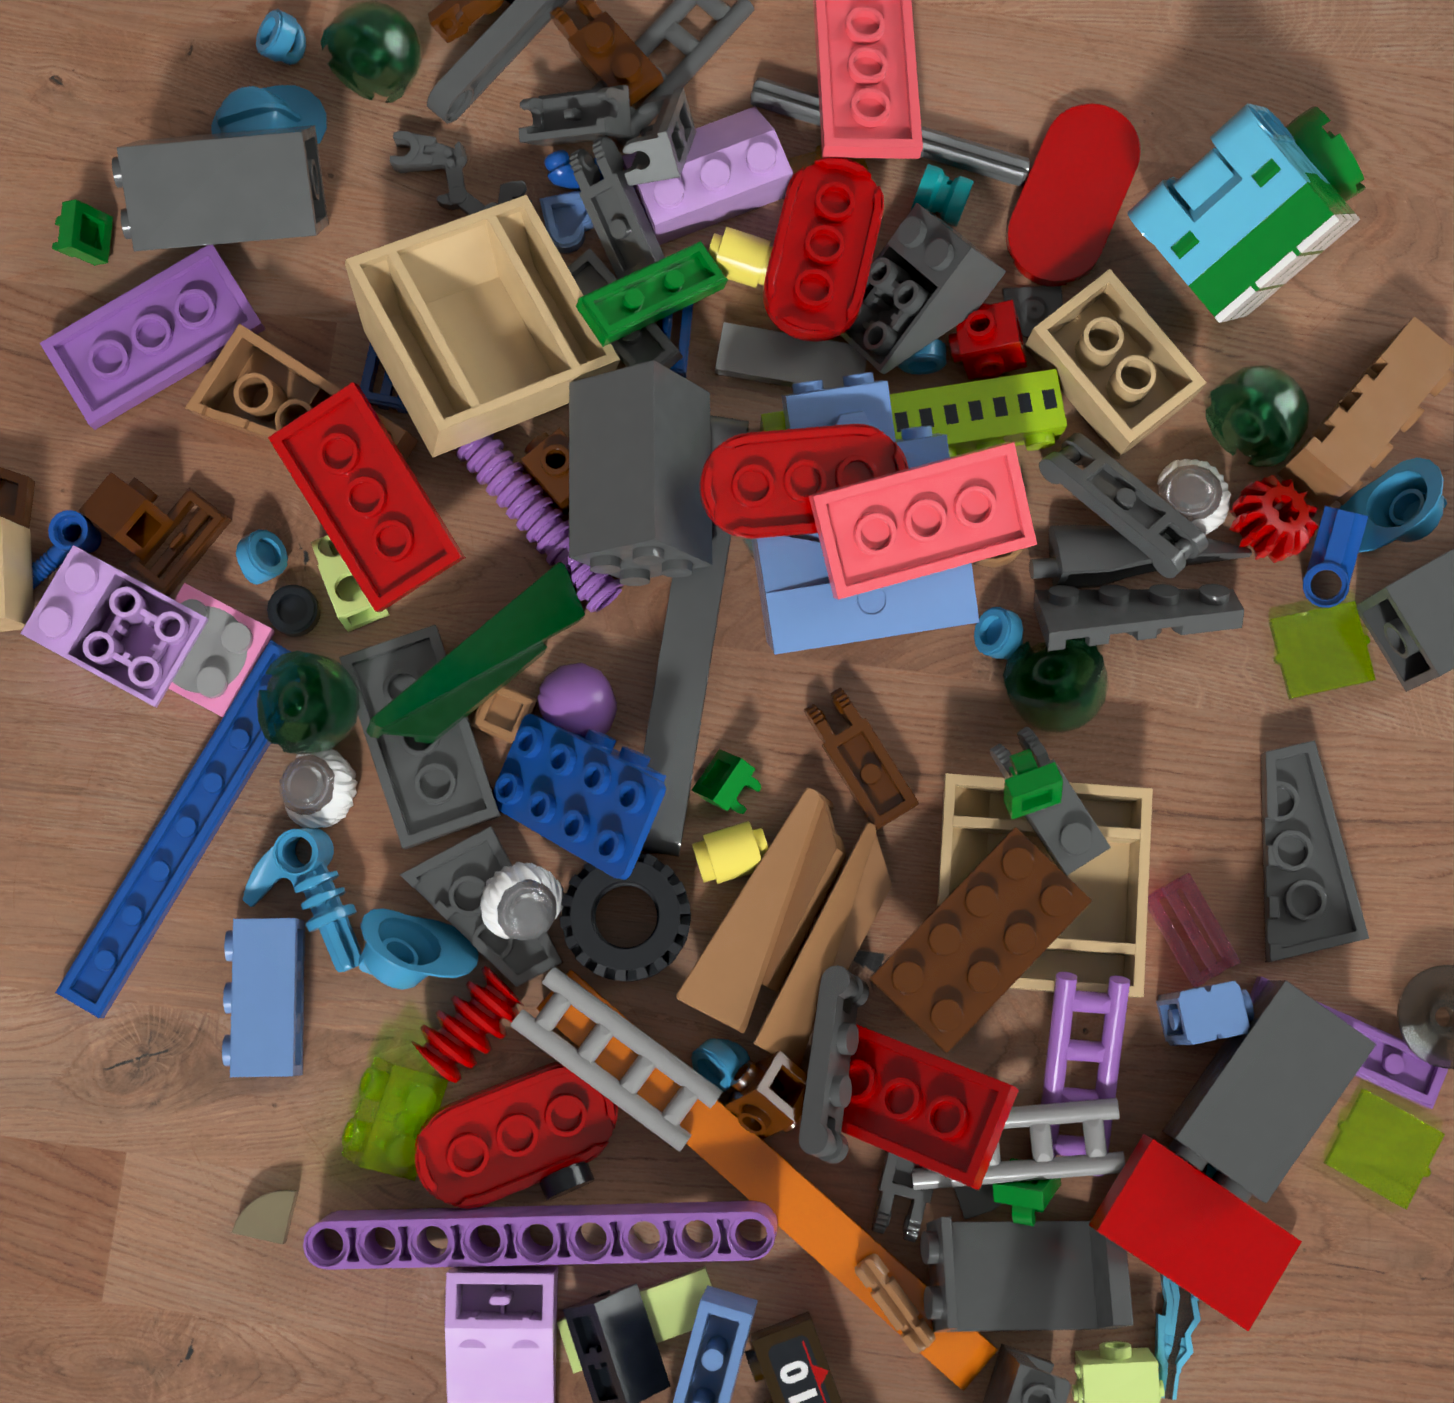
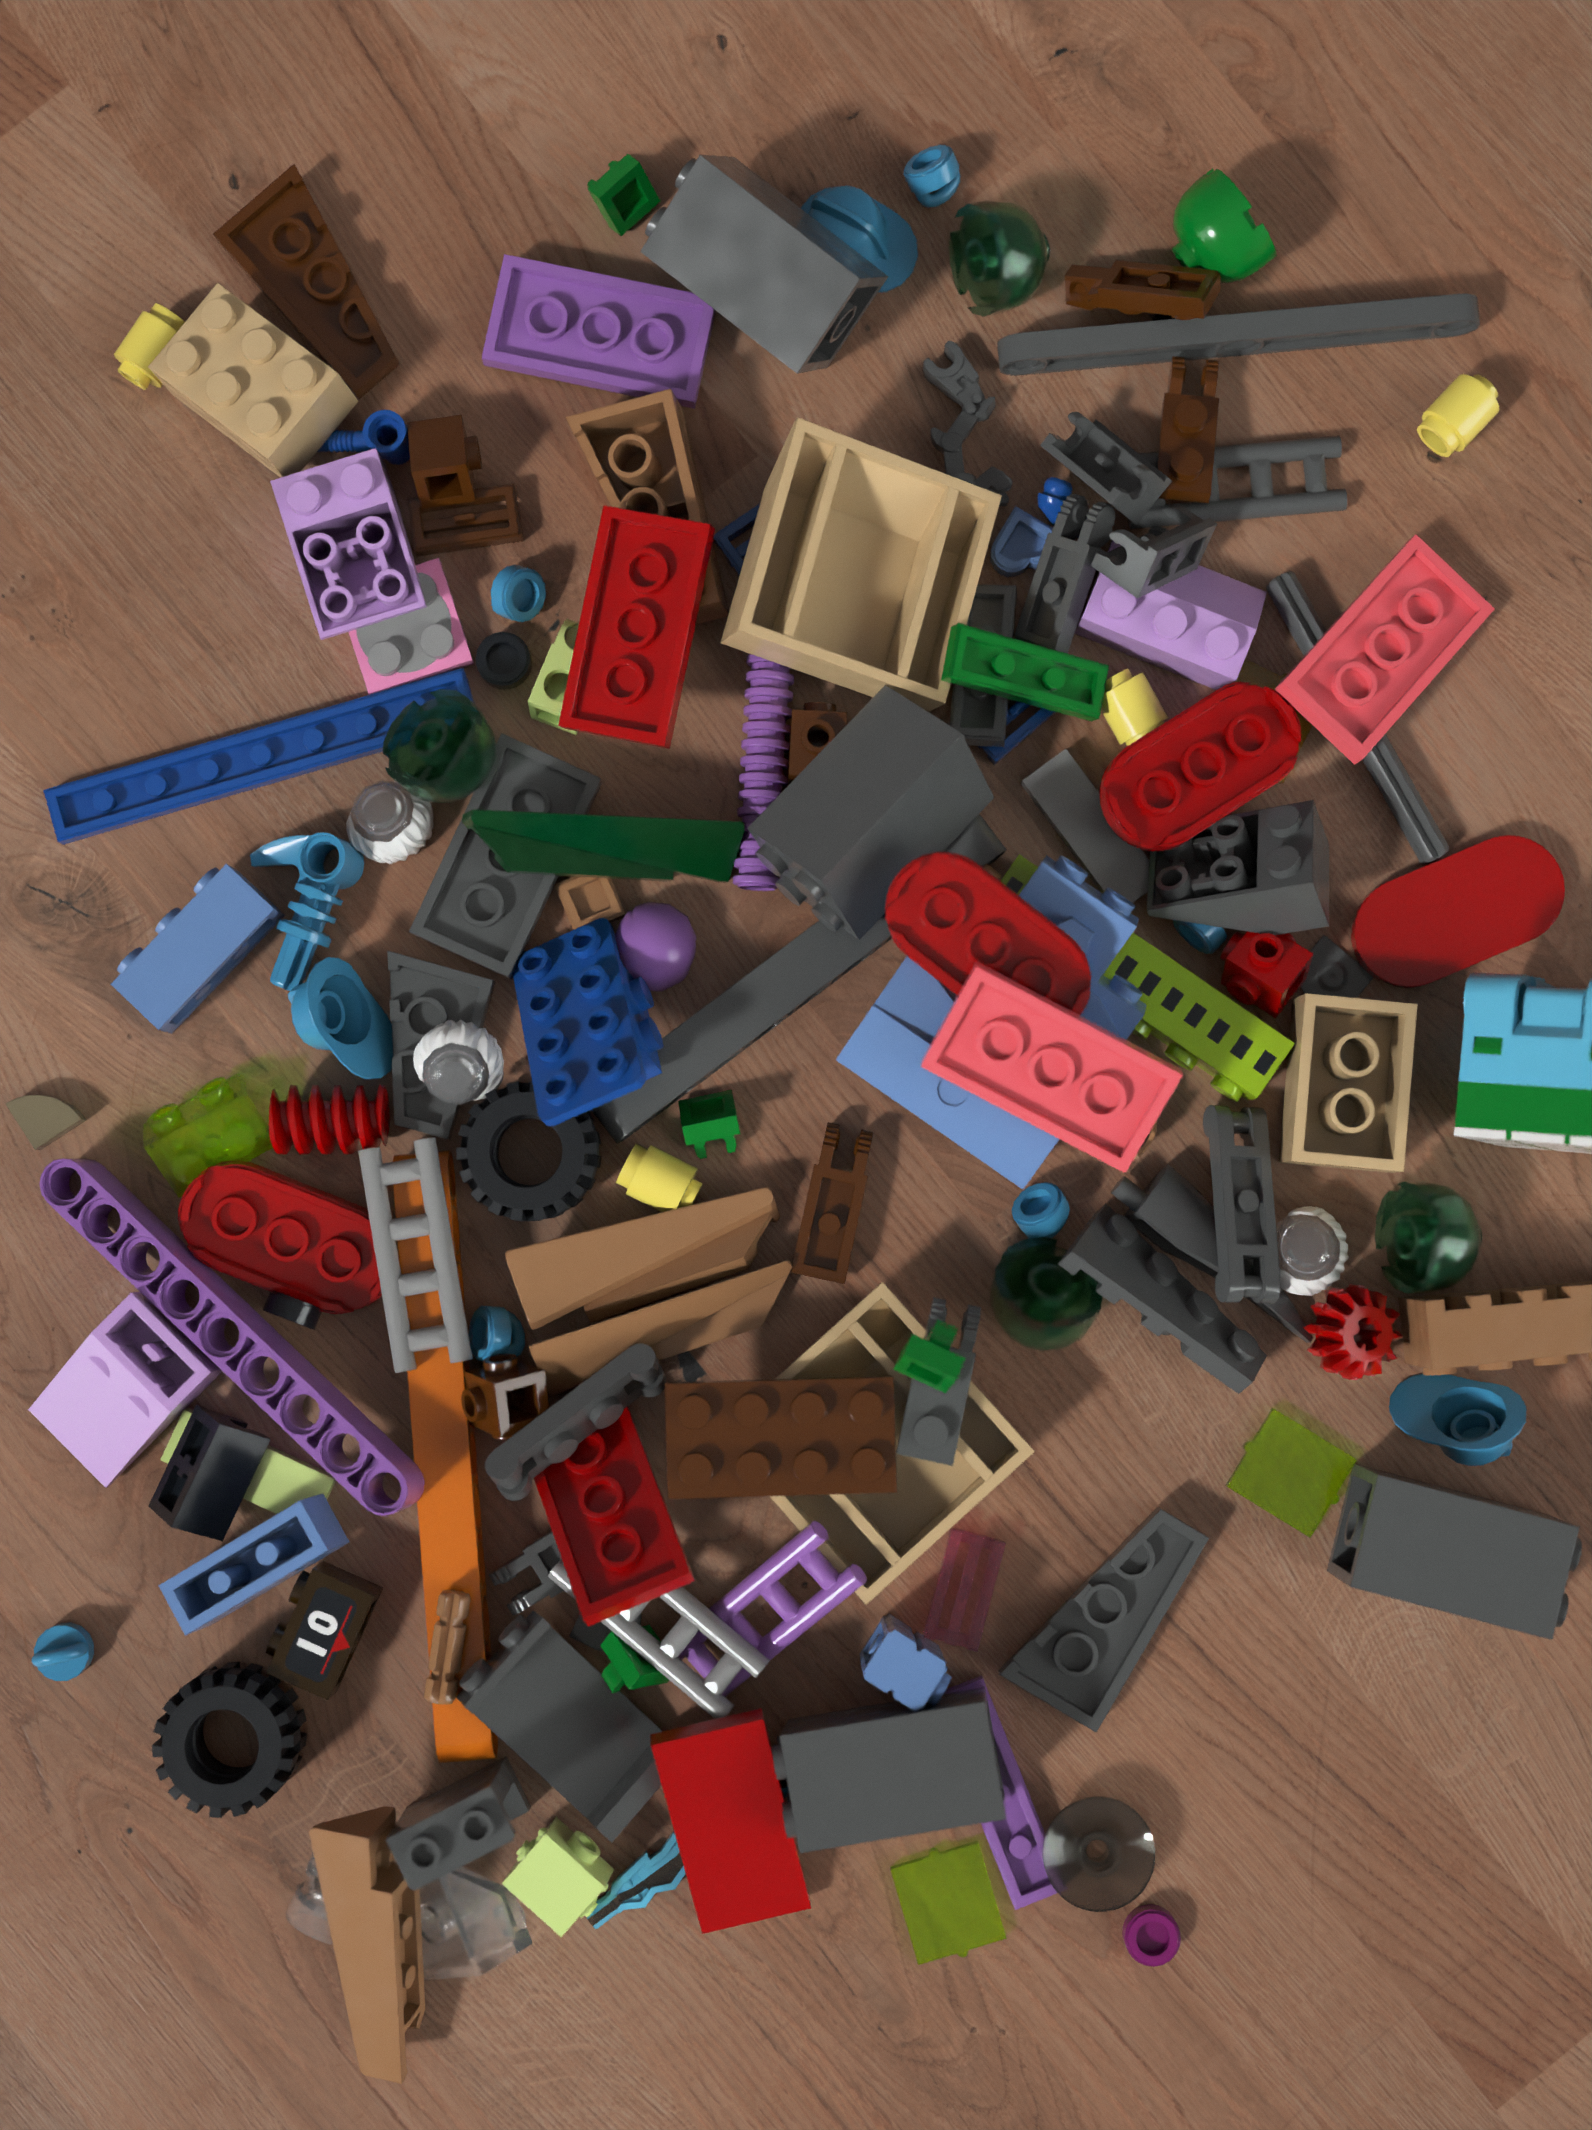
camera: 50 degrees right, 5 degrees up
(943, 195) = (1347, 811): teal wheel -> none
(1335, 550) = (1375, 1407): blue piece -> none

